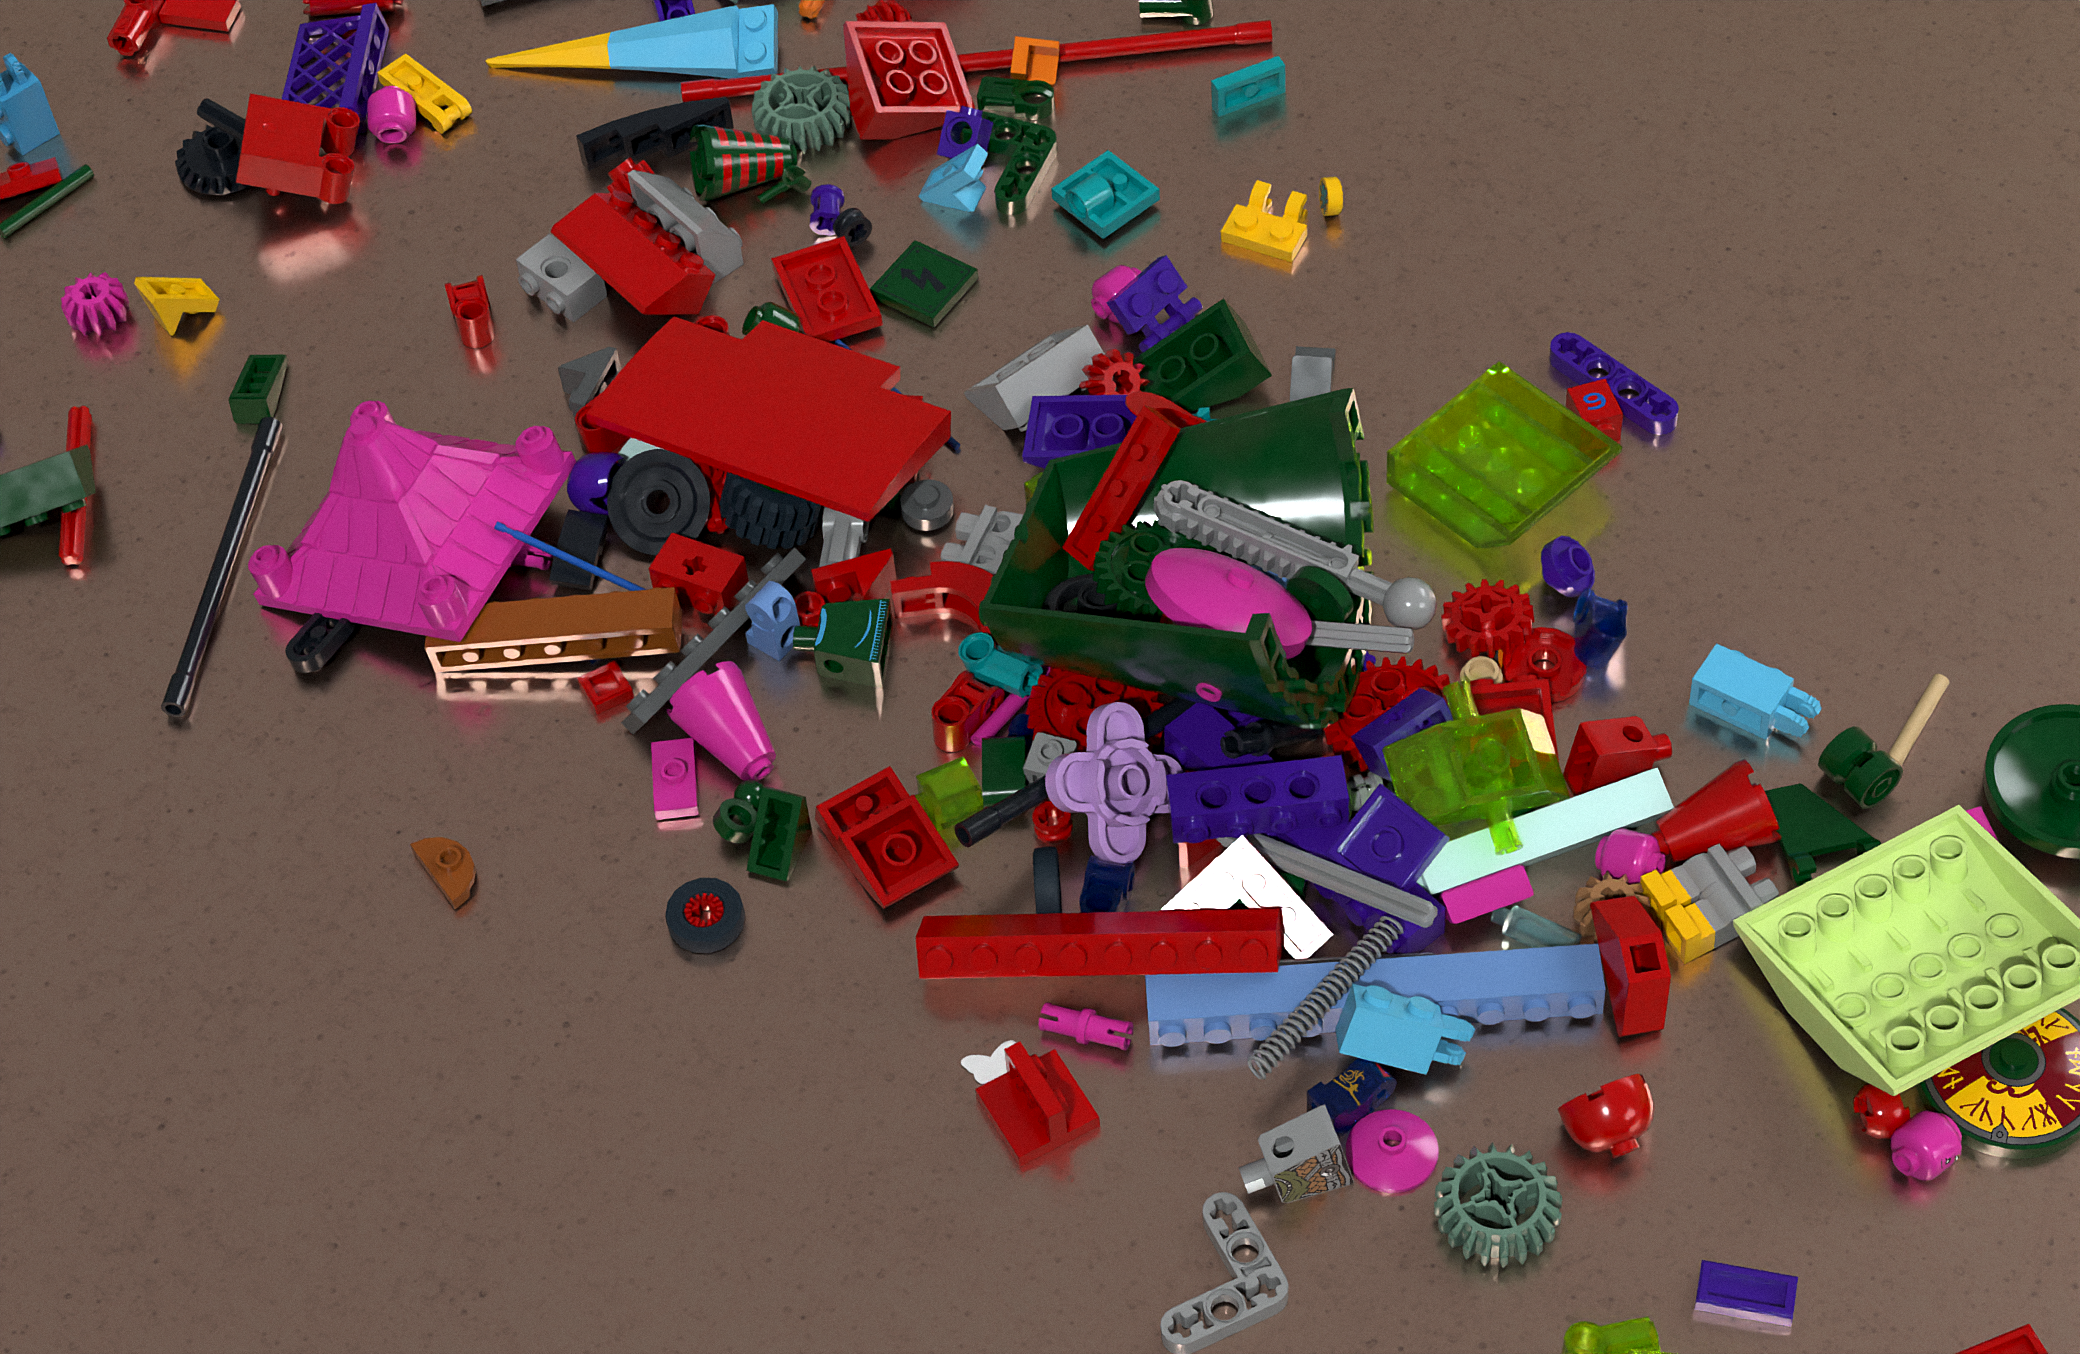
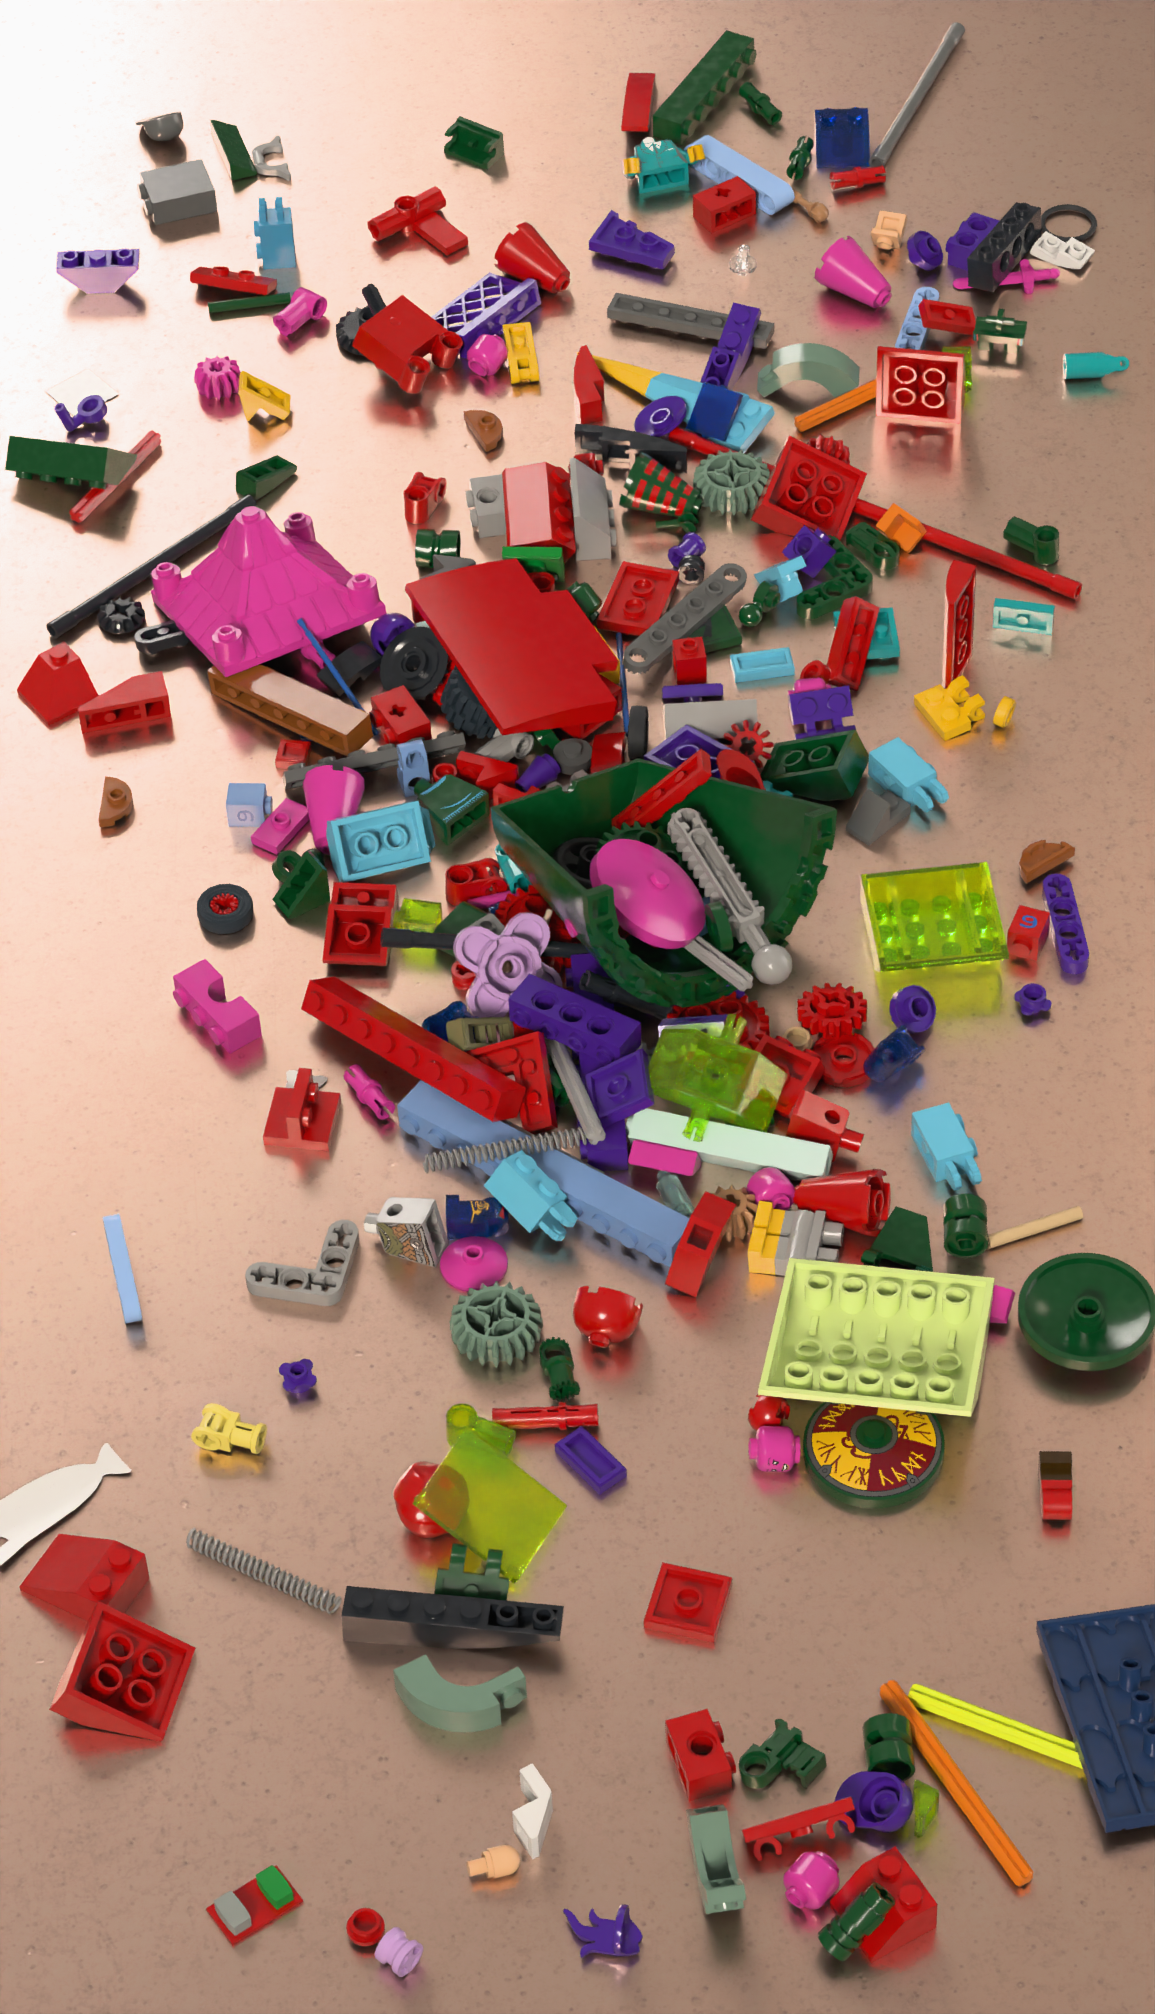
camera: 35 degrees right, 5 degrees down
(120, 174) = (302, 307): none -> dark pink piece
(246, 654) = (120, 623): none -> black gear
(246, 770) = (56, 684): none -> red slope
(361, 735) = (128, 703): none -> red slope
(463, 196) = (485, 427): none -> dark orange plate
(541, 92) = (588, 388): none -> red slope
(541, 359) = (430, 543): none -> dark green wheel
(617, 776) = (247, 804): none -> medium blue brick
(656, 79) = (661, 416): none -> dark purple dish
(689, 306) = (538, 559): none -> green tile
(718, 42) = (714, 411): none -> clear blue piece
(818, 730) = (380, 841): none -> medium azure slope
(846, 1050) = (228, 1023): none -> dark pink arch
(904, 281) = (684, 618): none -> dark grey plate
(911, 546) = (539, 773): none -> dark purple cone
(954, 327) = (689, 661): none -> red brick
(964, 239) = (764, 599): none -> dark green plate
(968, 480) = (608, 751): none -> red slope
(983, 436) = (638, 732): none -> black tyre
(988, 359) = (692, 693): none -> dark purple plate
(1025, 288) = (762, 664): none -> medium azure tile
(1047, 880) = (419, 998): black bush -> none
(1095, 264) = (816, 669): none -> red tile
(1110, 211) = (851, 642): none -> red slope
(1147, 884) = (461, 1031): none -> olive slope
(1221, 125) = (958, 620): none -> red slope
(1304, 318) = (906, 774): none -> medium azure hinge
(1522, 327) = (1042, 857): none -> dark orange plate
(1615, 1210) = (559, 1369): none -> dark green connector
(1666, 482) = (1032, 999): none -> dark purple plate
(1670, 1265) = (546, 1417): none -> red pin

